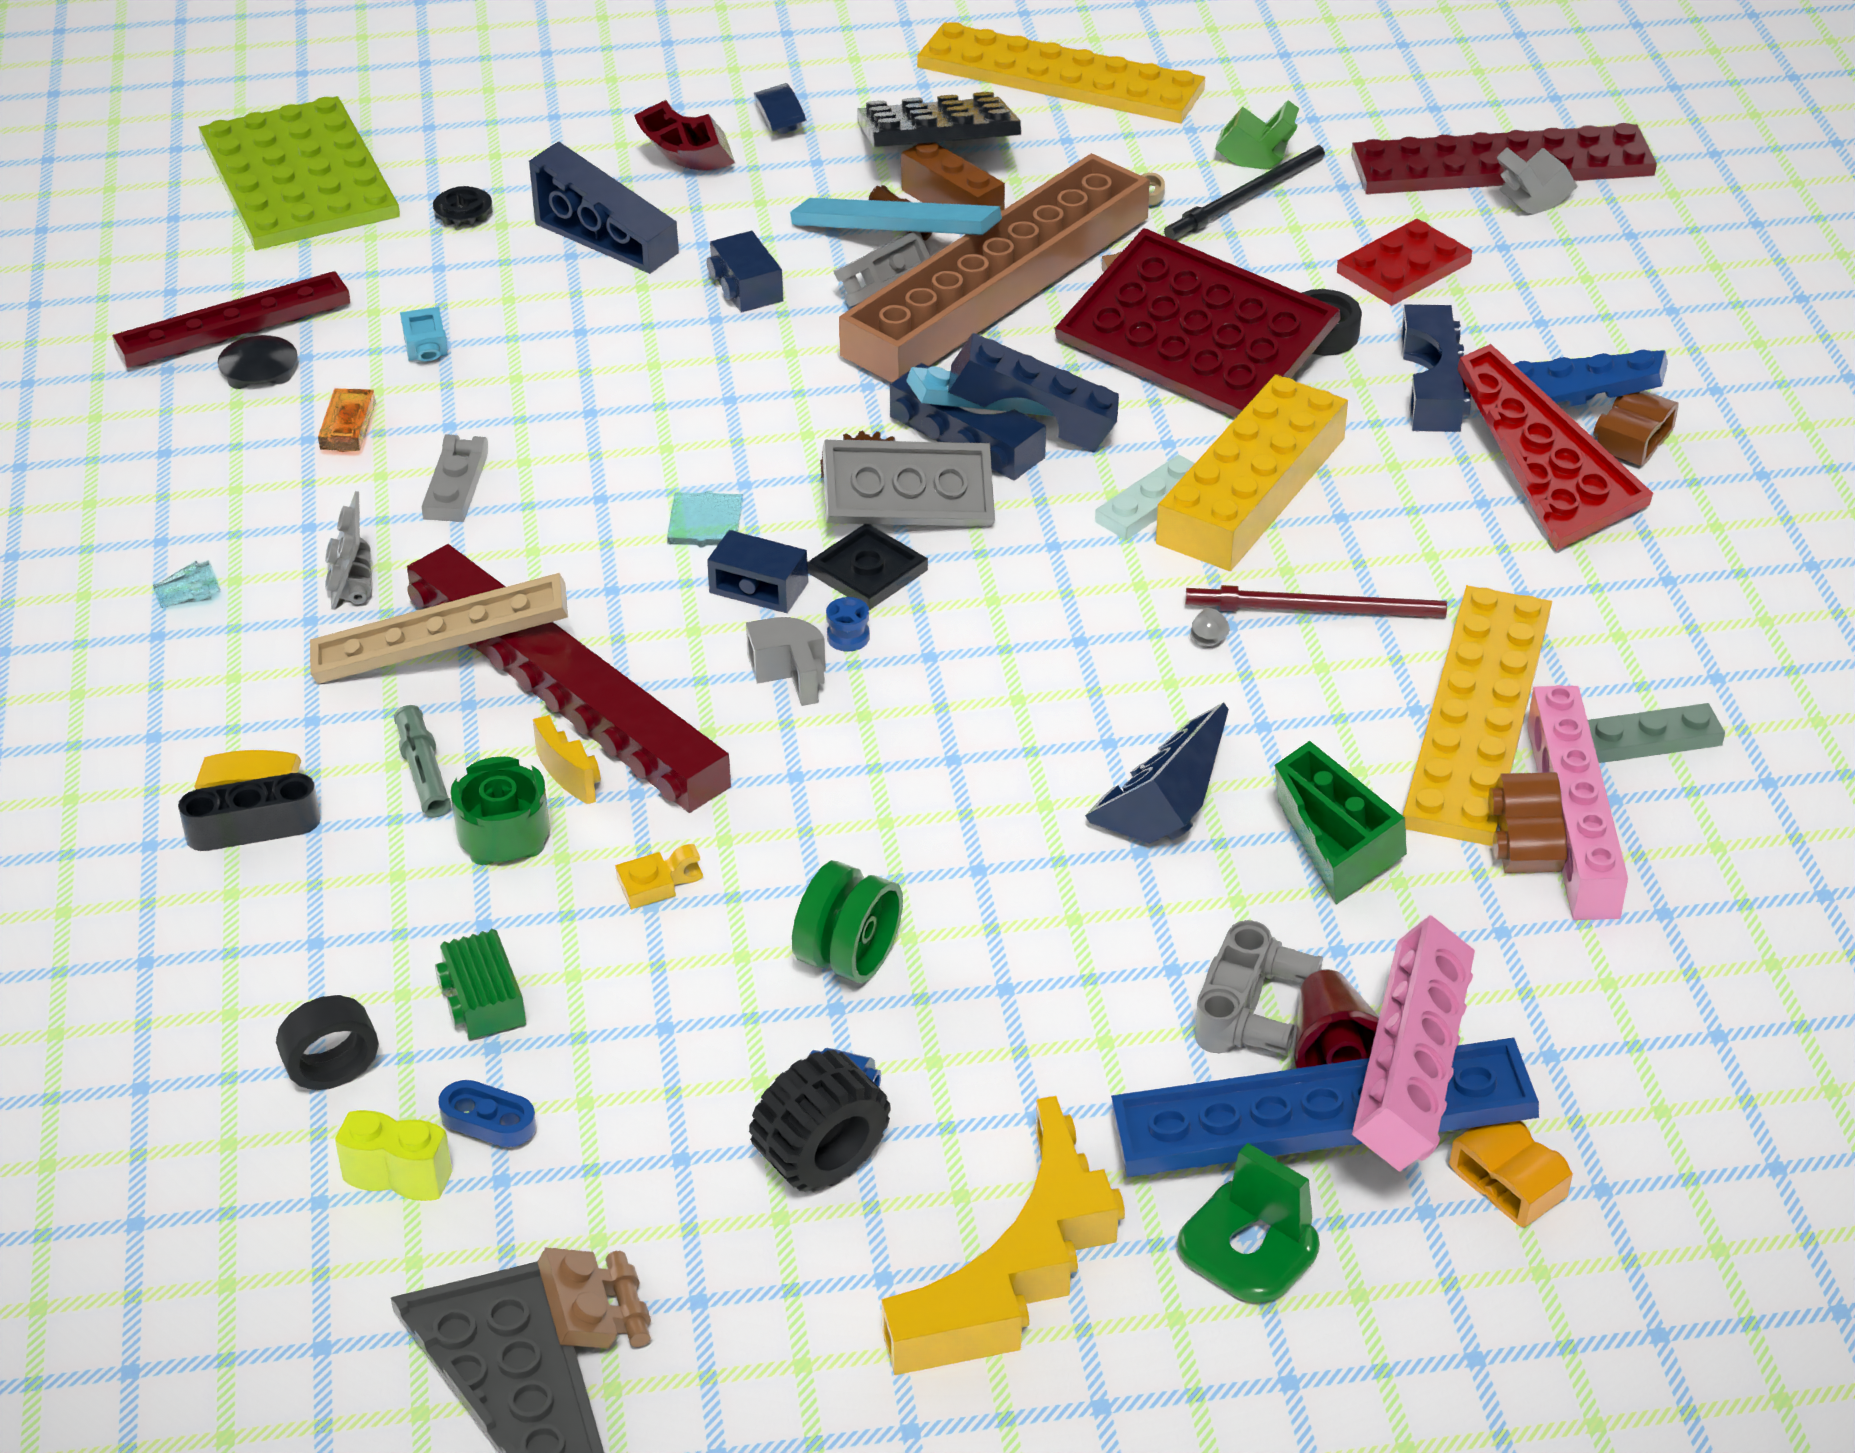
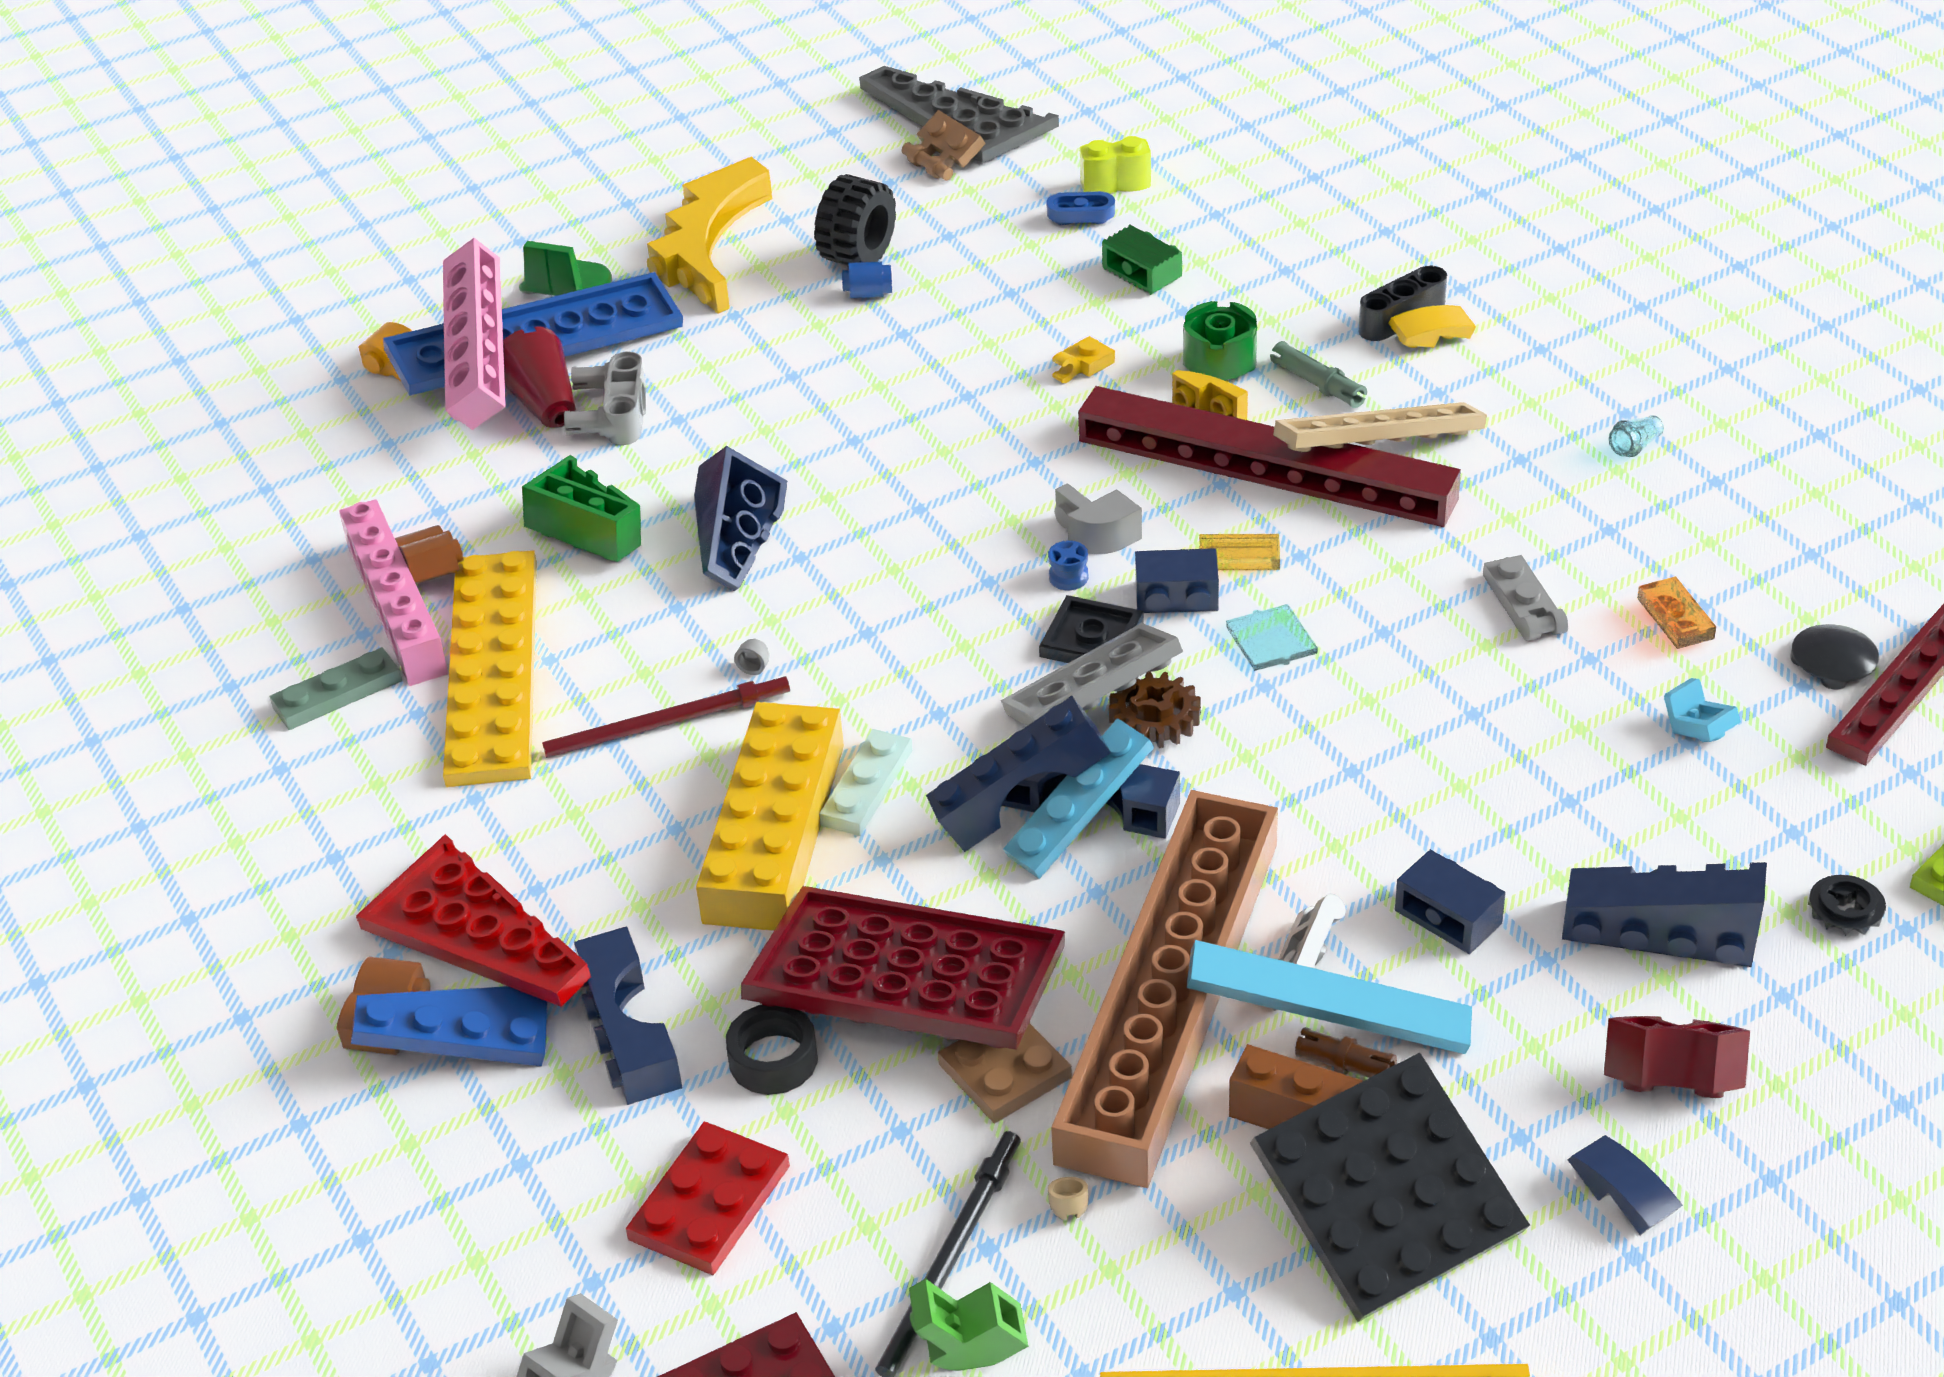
camera: 160 degrees right, 0 degrees up
(317, 1020) = (1190, 183): black tyre -> none
(349, 559) = (1524, 478): light grey hinge -> none
(670, 598) = (1244, 550): none -> clear yellow tile
(847, 921) = (911, 331): green wheel -> none

